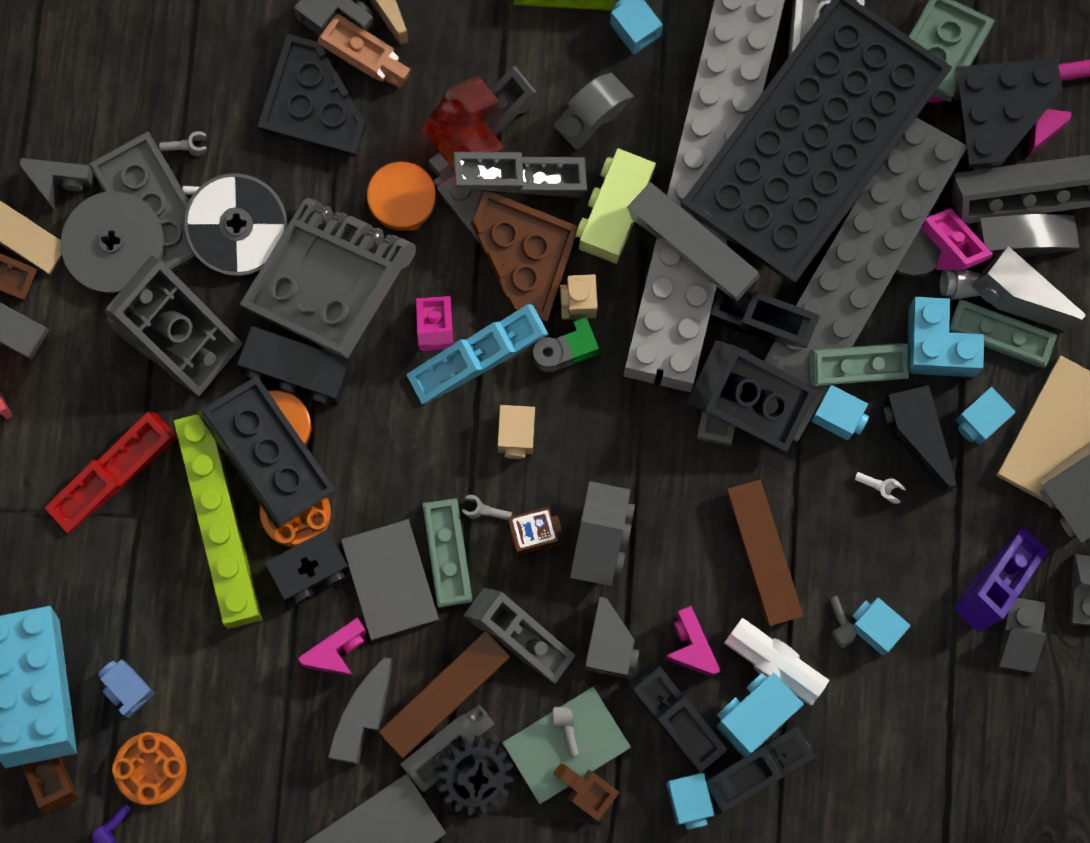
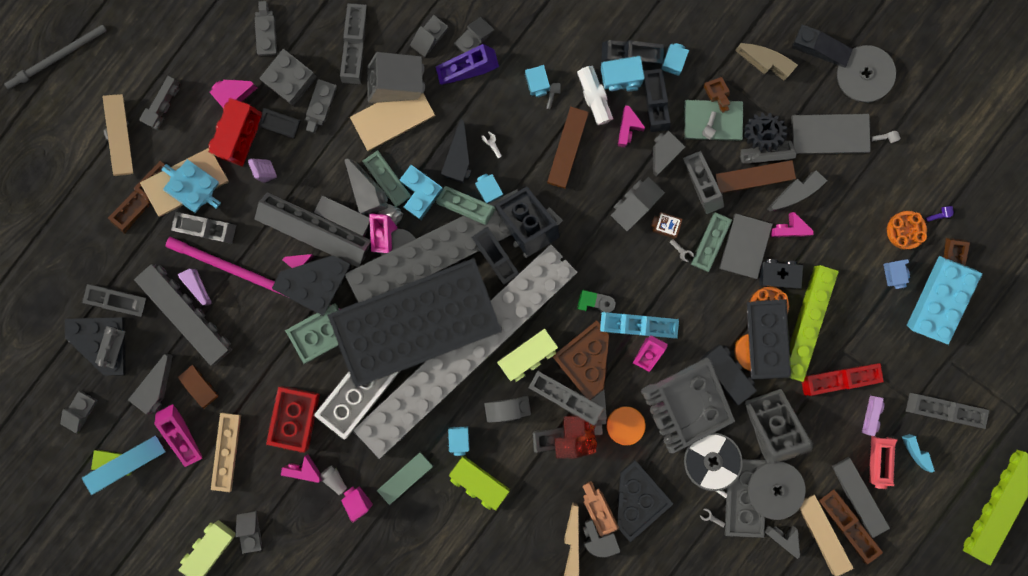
camera: 140 degrees left, 10 degrees up
(25, 430) = (874, 409): none -> lavender plate
(516, 431) = (645, 277): tan brick -> none
(579, 297) = (574, 321): tan brick -> none
(692, 241) = (508, 309): dark grey slope -> none
(984, 417) = (423, 144): medium azure brick -> none

